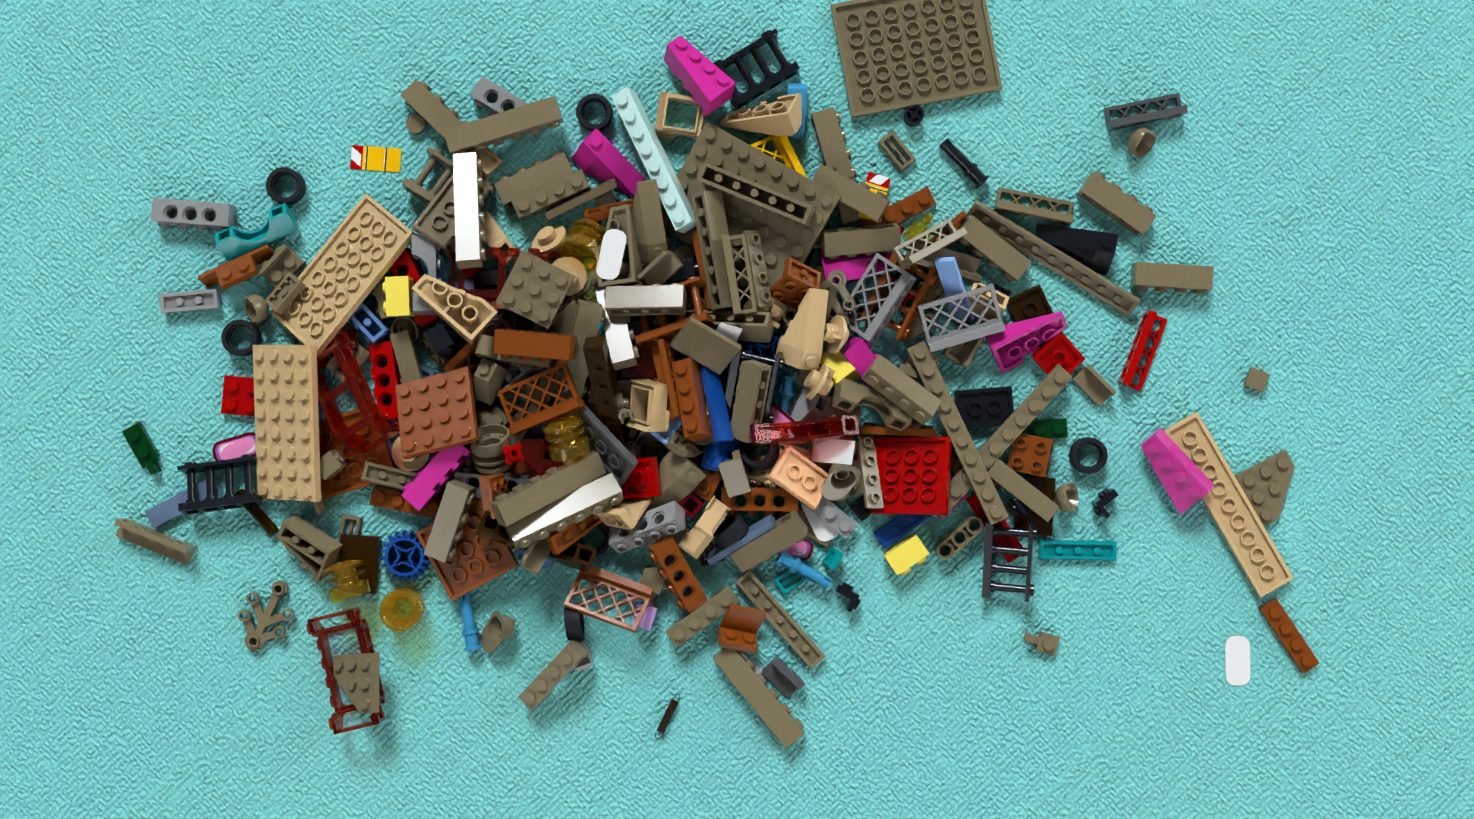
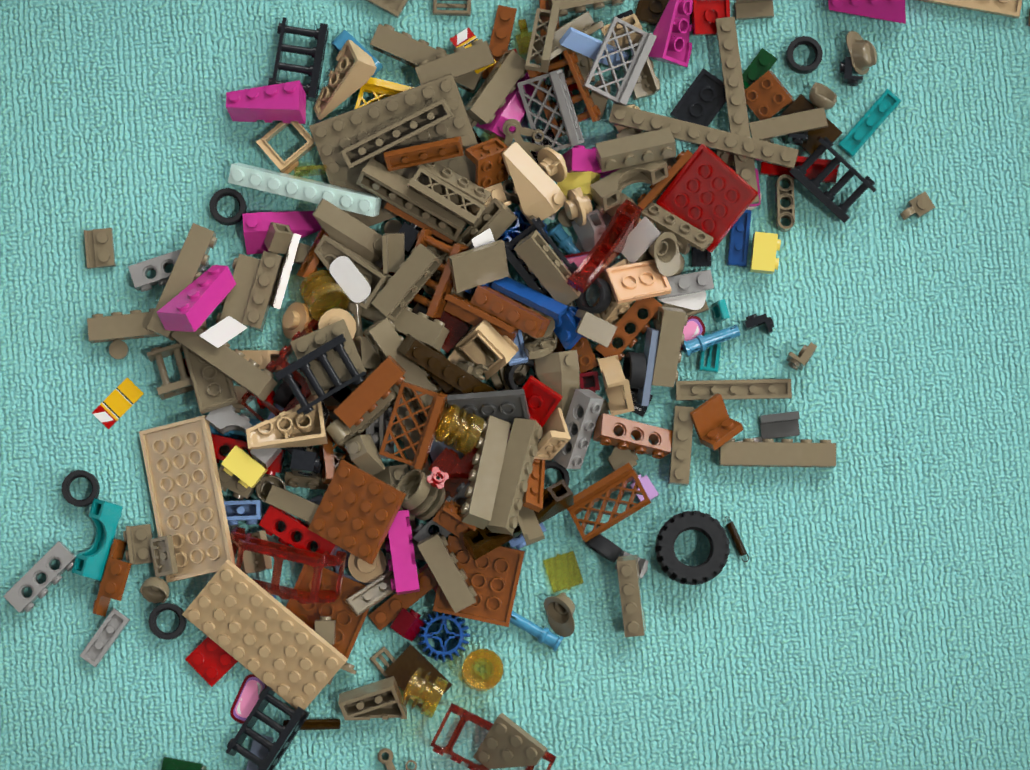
camera: 50 degrees left, 5 degrees down
(390, 521) = (407, 624): none -> dark red brick
(481, 43) = (99, 248): none -> dark tan plate
(489, 191) = (223, 331): none -> white sticker
(496, 151) = (197, 300): none -> dark pink wedge
(510, 276) = (303, 364): none -> black fence
(532, 605) = (563, 571): none -> clear yellow piece
(600, 172) = (278, 238): none -> dark tan brick
(621, 714) = (718, 547): none -> black tyre
(674, 152) = (310, 170): none -> clear yellow piece
(758, 227) = (424, 153): none -> dark orange fence
(852, 653) = (803, 357): none -> dark tan bracket
(1128, 498) = (861, 51): none -> dark tan piece

